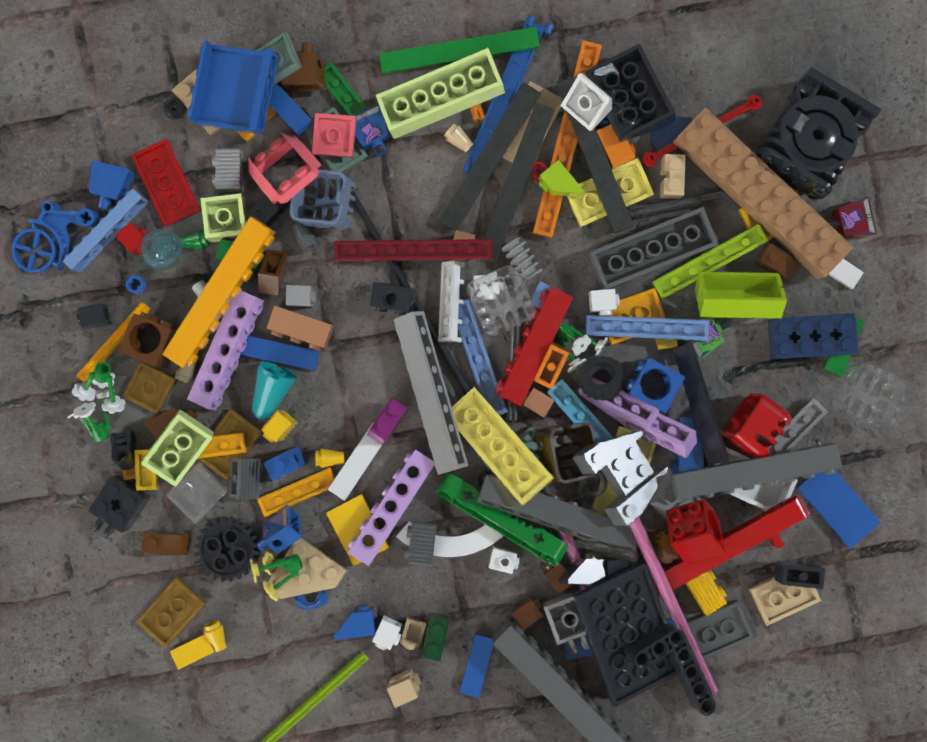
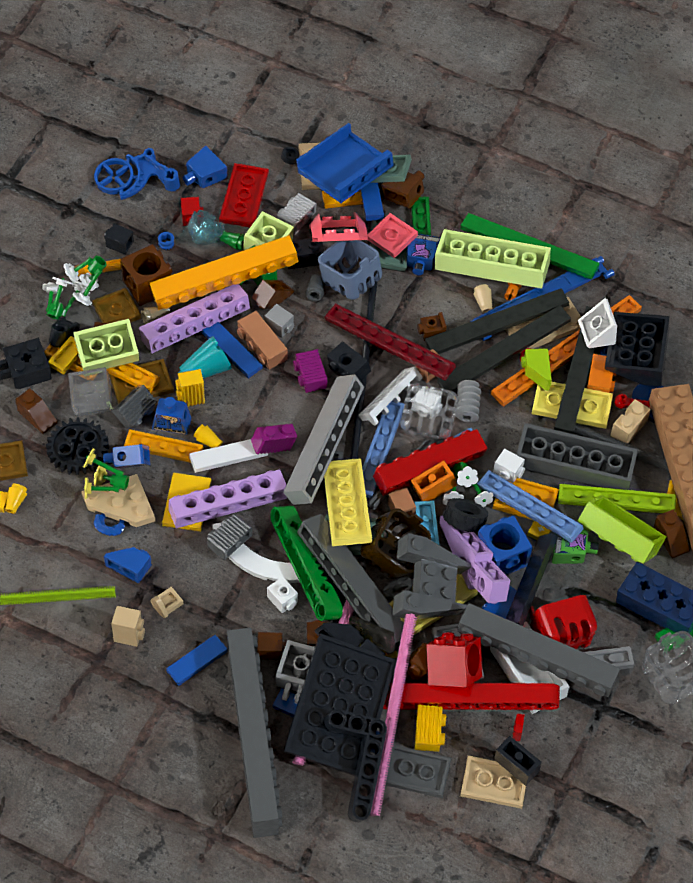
camera: 25 degrees right, 30 degrees down
(105, 231) = (171, 193): medium blue piece -> none
(365, 327) = (311, 371): none -> magenta brick
(387, 633) = (146, 585): white brick -> none
(435, 636) = (182, 612): dark green brick -> none
(441, 197) = (431, 325): none -> reddish brown brick
(839, 507) = (592, 744): blue tile -> none

